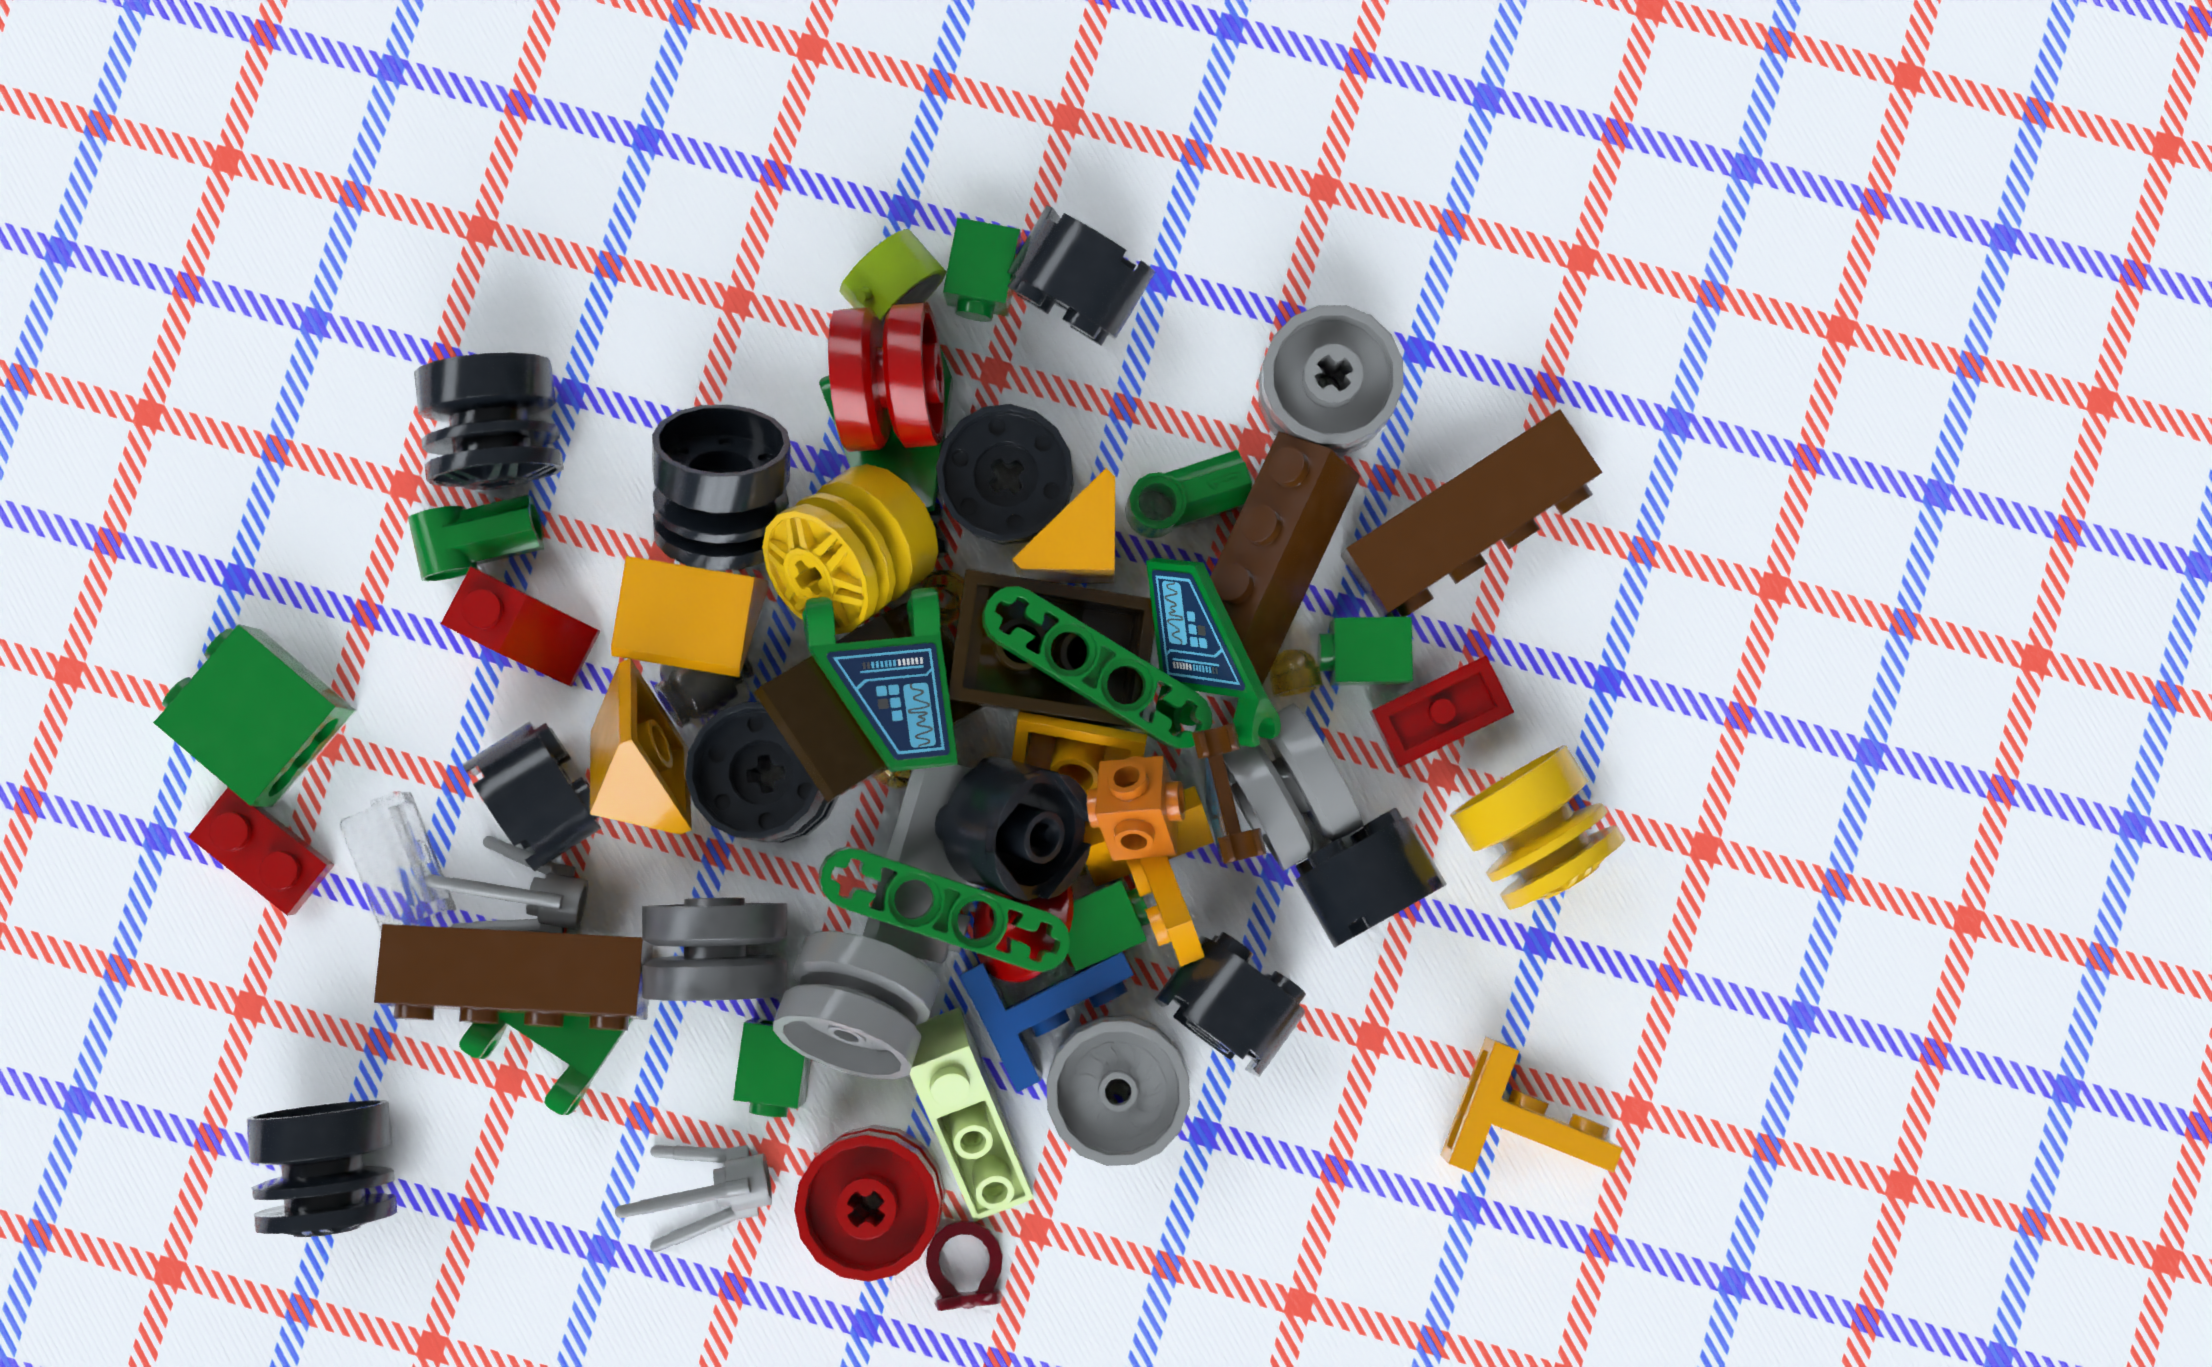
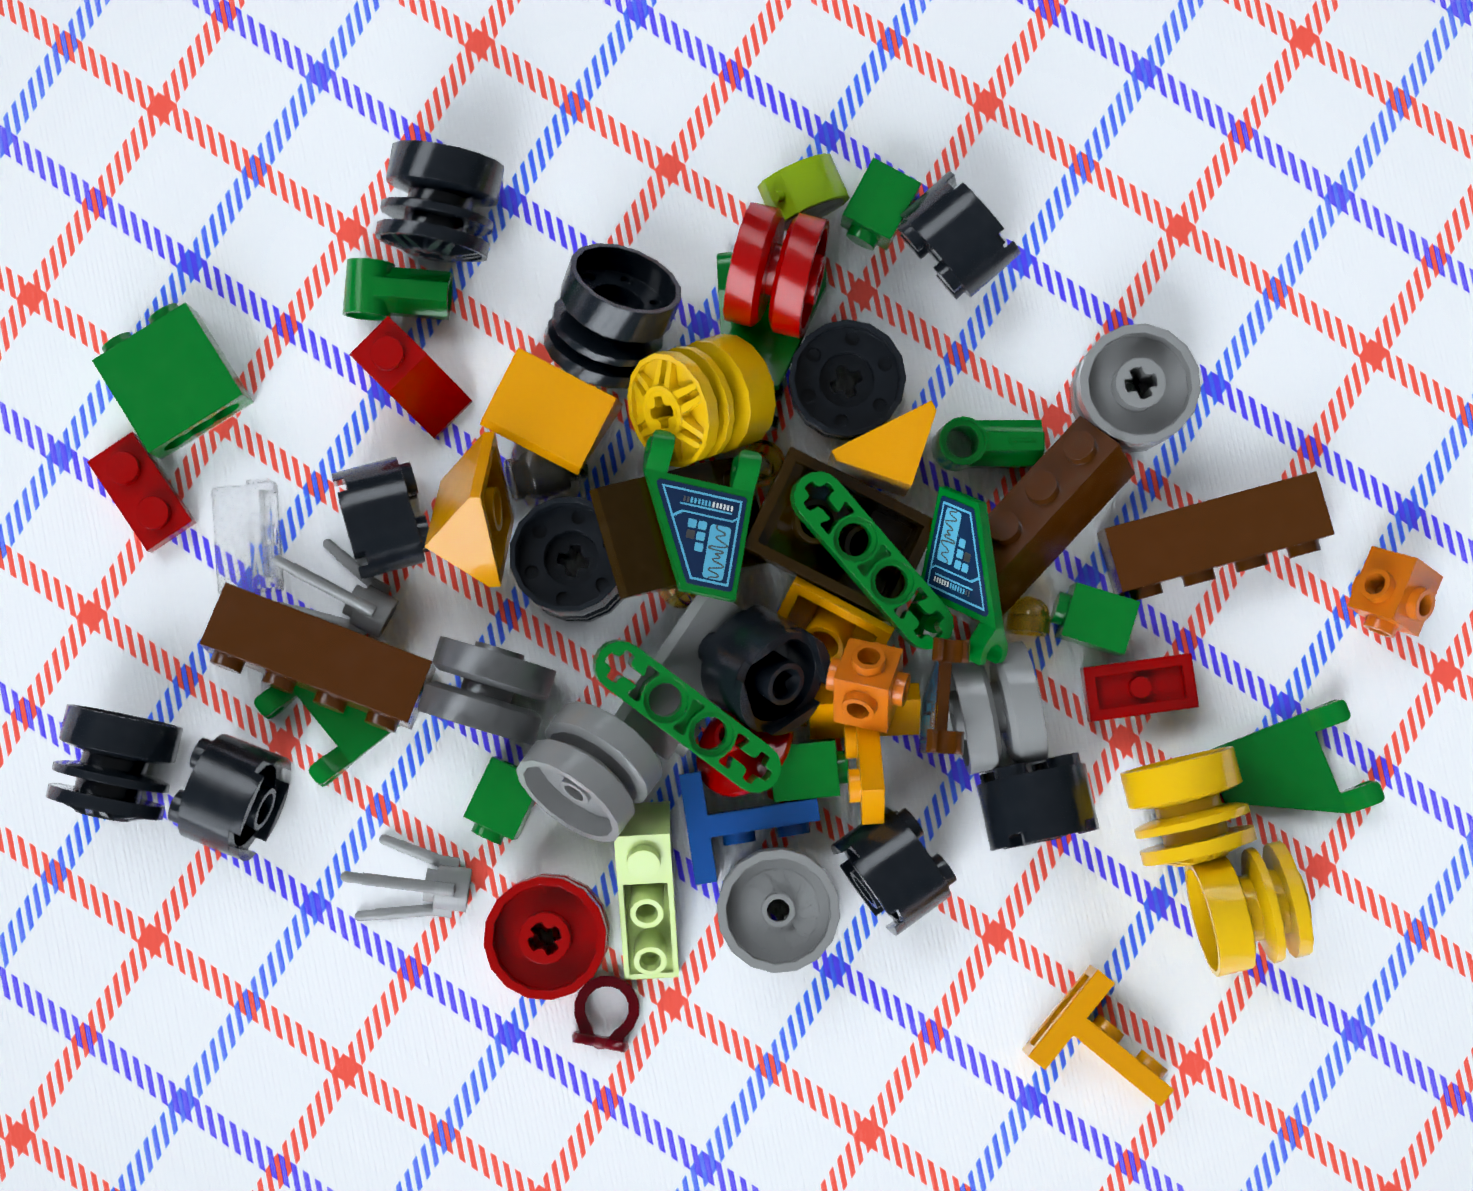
camera: 15 degrees right, 0 degrees up
(465, 1160) = (230, 795): none -> black brick
(1636, 749) = (1289, 769): none -> green flag
(1651, 913) = (1260, 905): none -> yellow wheel
(1689, 516) = (1394, 593): none -> orange brick

